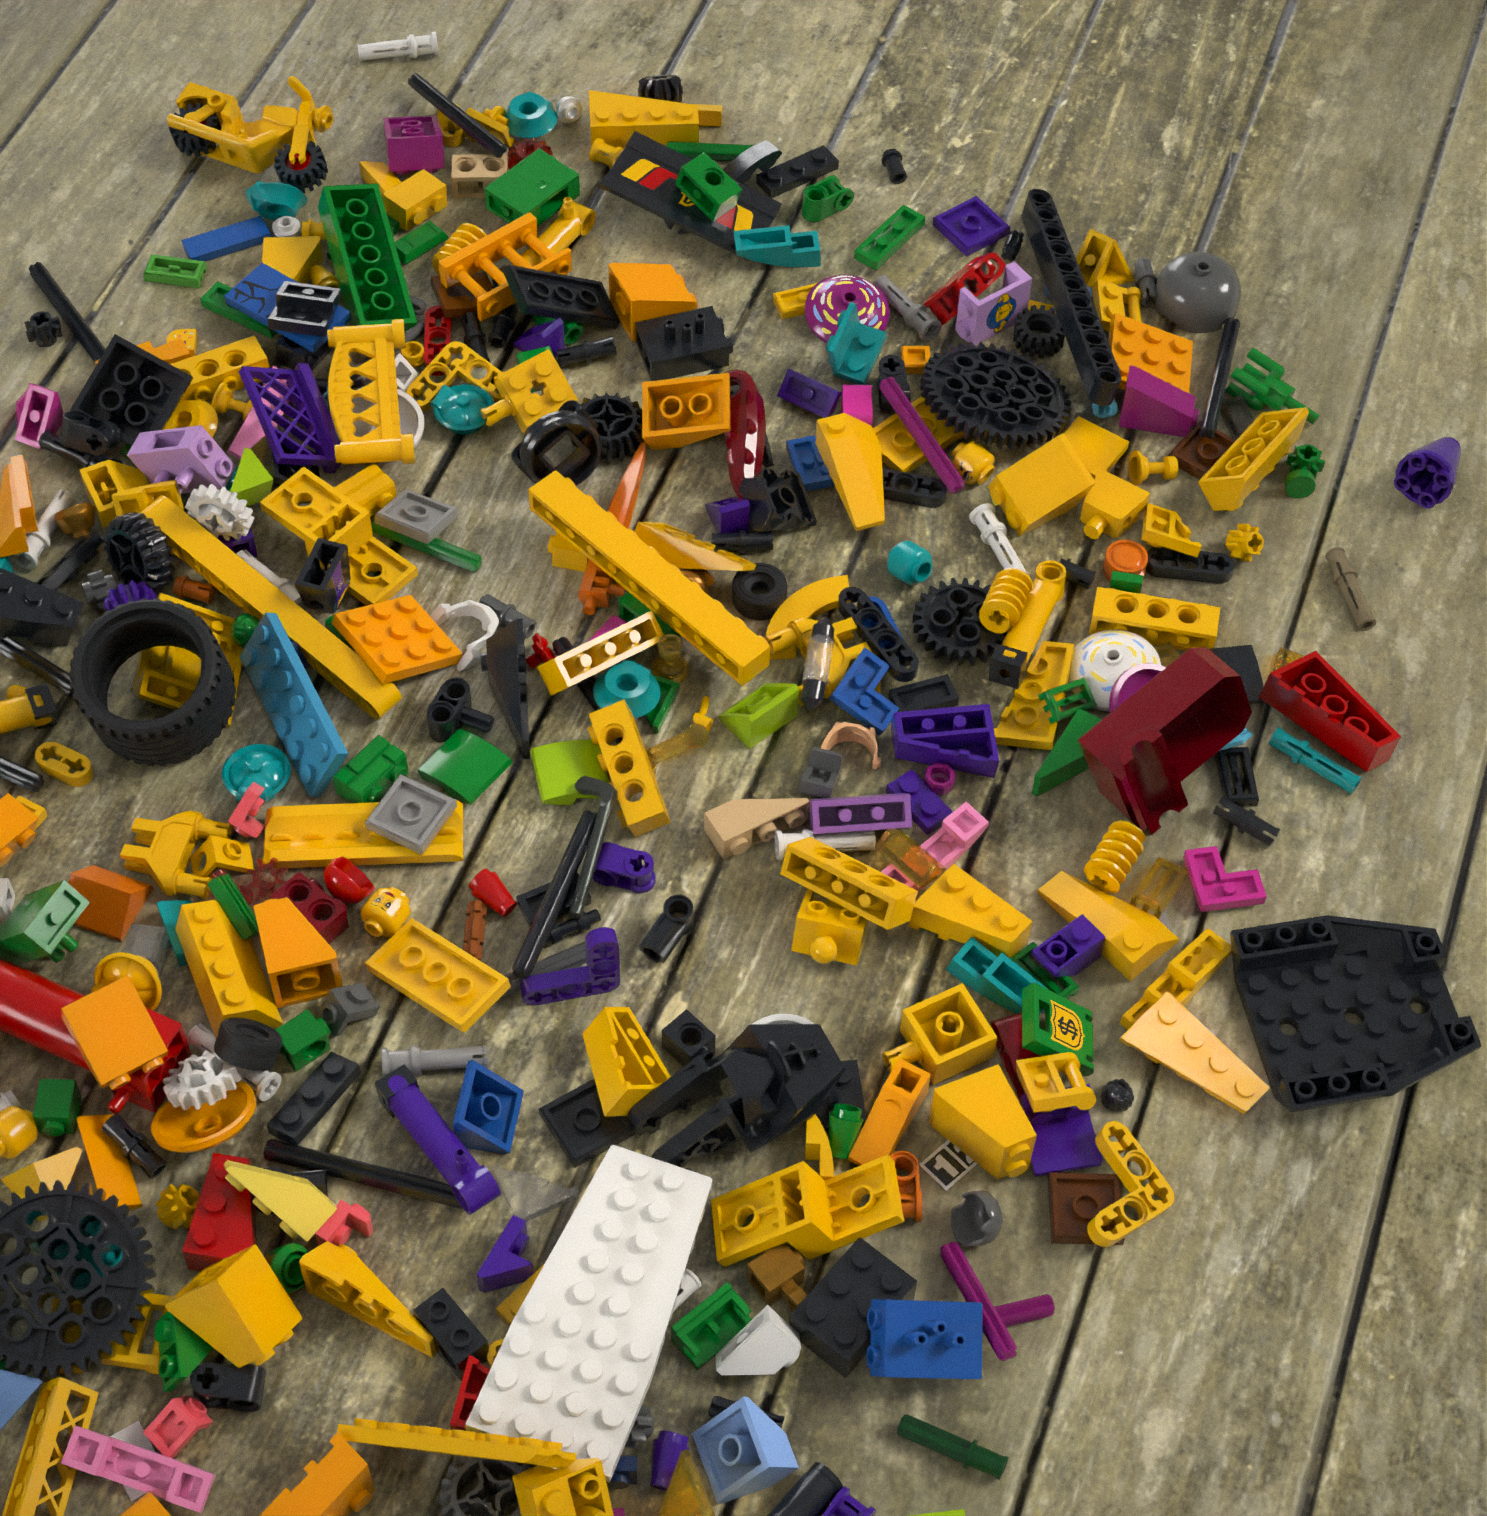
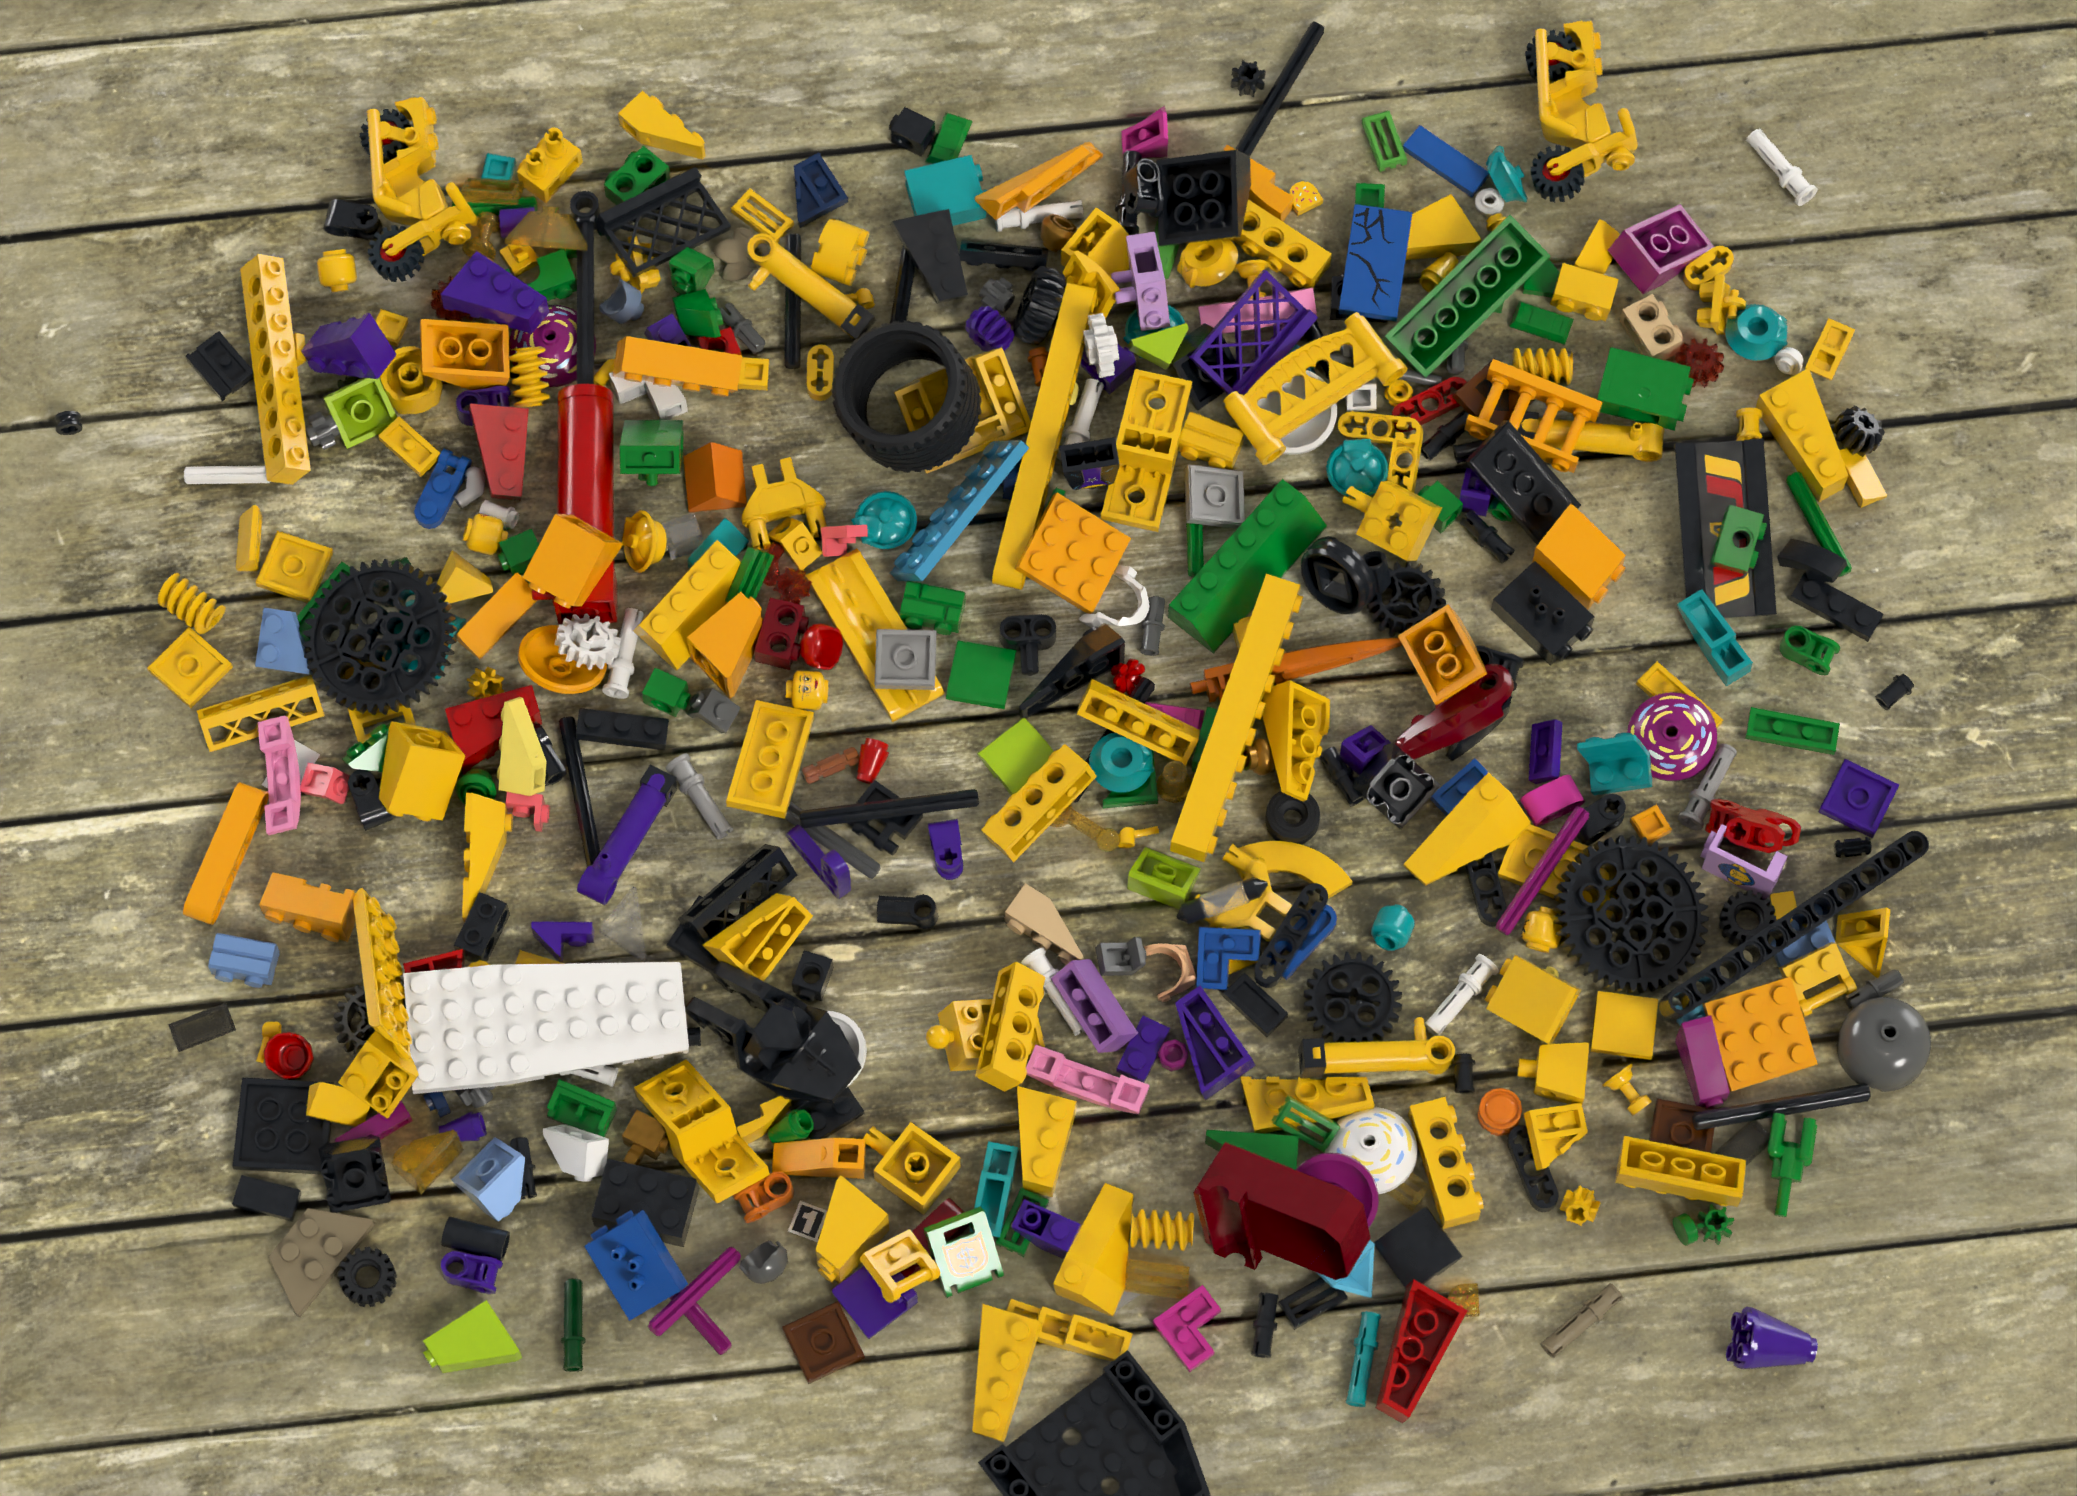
camera: 65 degrees right, 15 degrees up
(134, 1146) = (523, 607): black pin -> none
(243, 628) = (1015, 429): green piece -> none
(248, 1044) = (641, 651): black tyre -> none
(304, 308) = (1373, 279): black slope -> none
(457, 115) = (1708, 269): black axle -> none
(487, 1110) = (674, 857): blue slope -> none
(497, 523) = (1232, 578): none -> green slope
(556, 1066) = (736, 884): none -> black fence
(572, 83) = (1830, 349): none -> yellow slope
(608, 796) = (996, 800): pearl dark grey piece -> none
(909, 857) = (1072, 1066): clear yellow slope -> none
(1005, 600) = (1376, 1022): yellow piece -> none
(1117, 1095) = (938, 1326): black piece -> none
(1126, 582) = (1470, 1122): green tile -> none
(1139, 1196) = (848, 1377): yellow beam -> none

